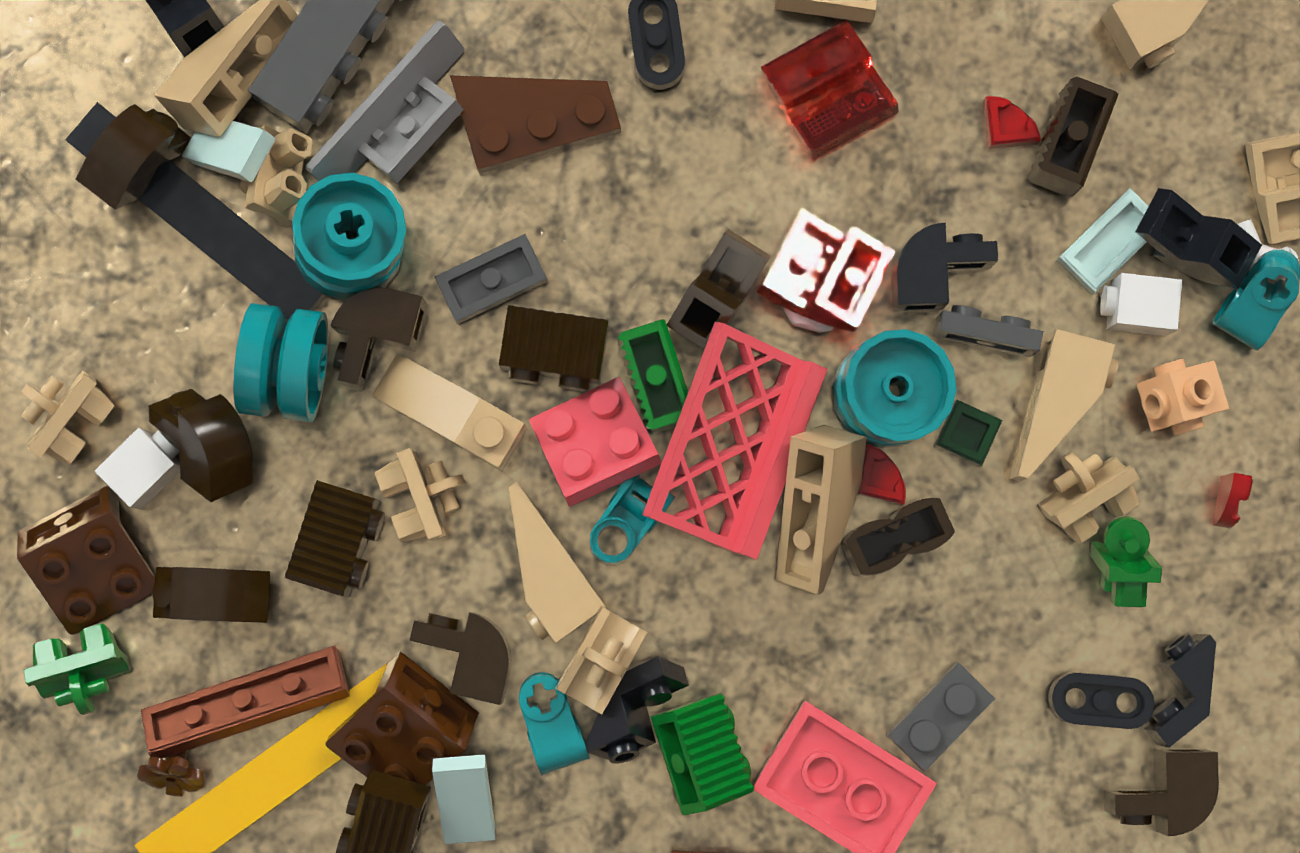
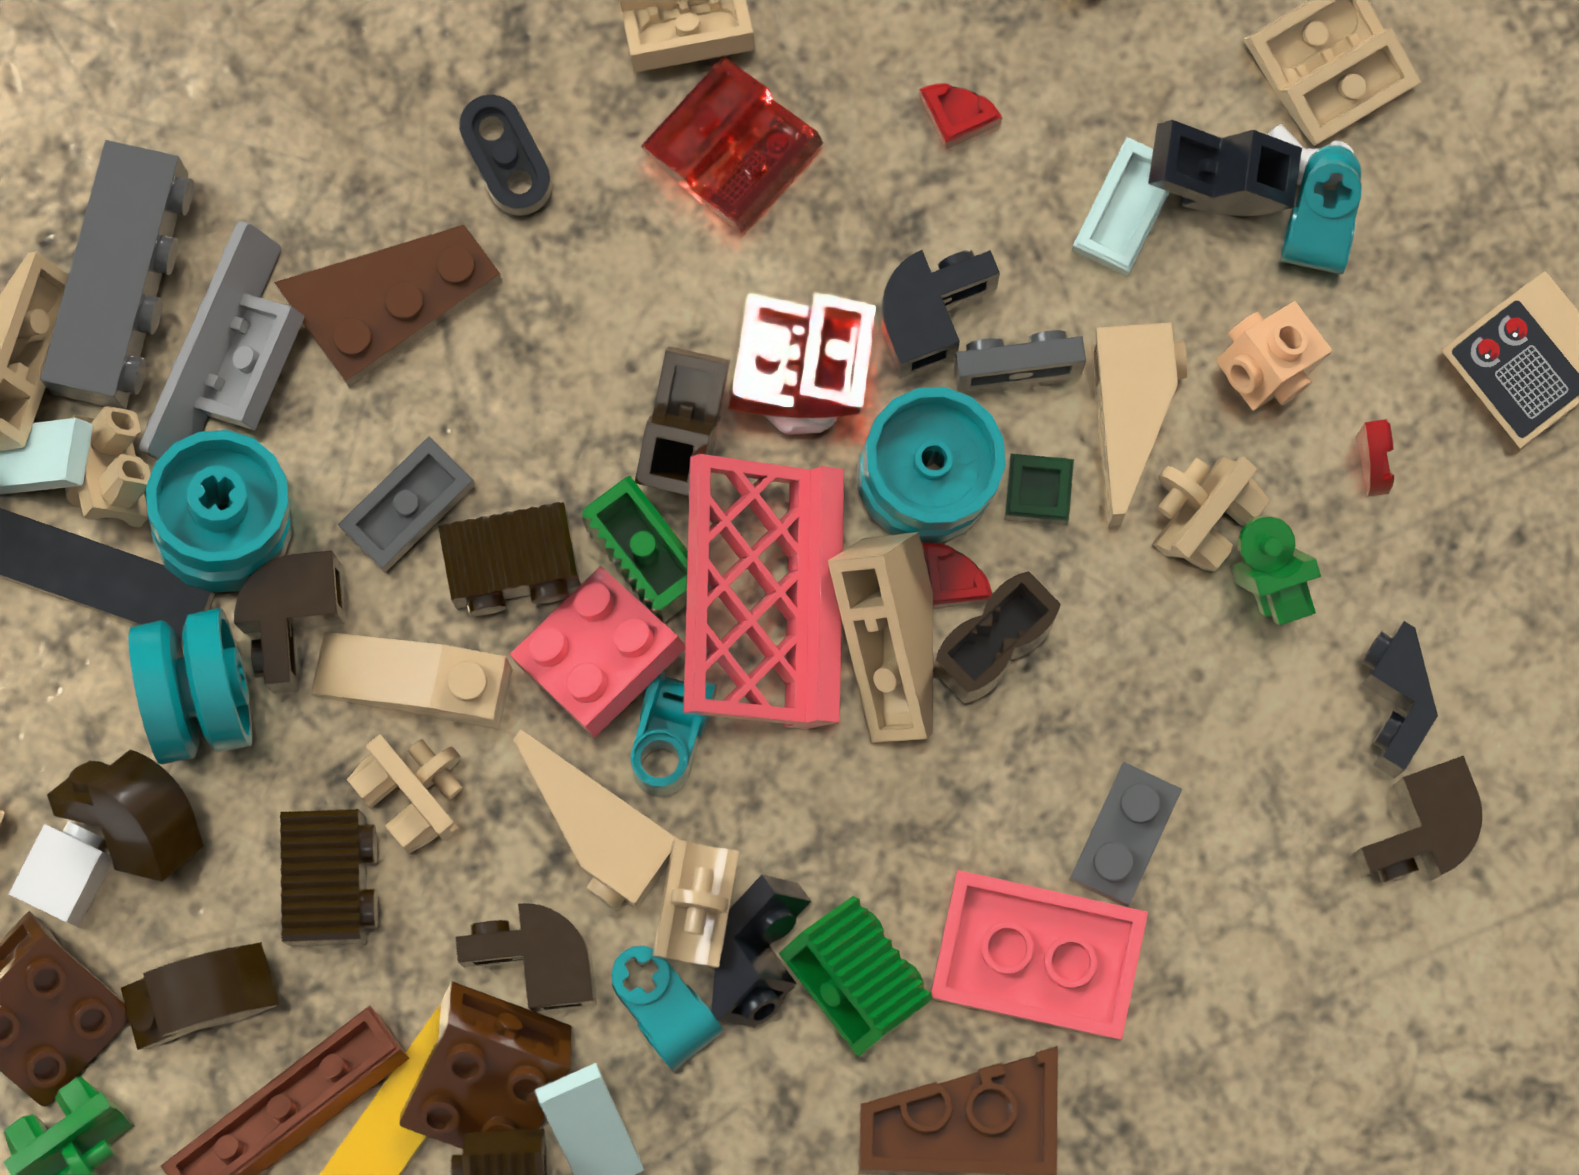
camera: 15 degrees left, 5 degrees down
(1073, 136) = (1036, 99): dark brown brick -> none
(1099, 700) = (1306, 746): black plate -> none
(1142, 304) = (1188, 266): white brick -> none

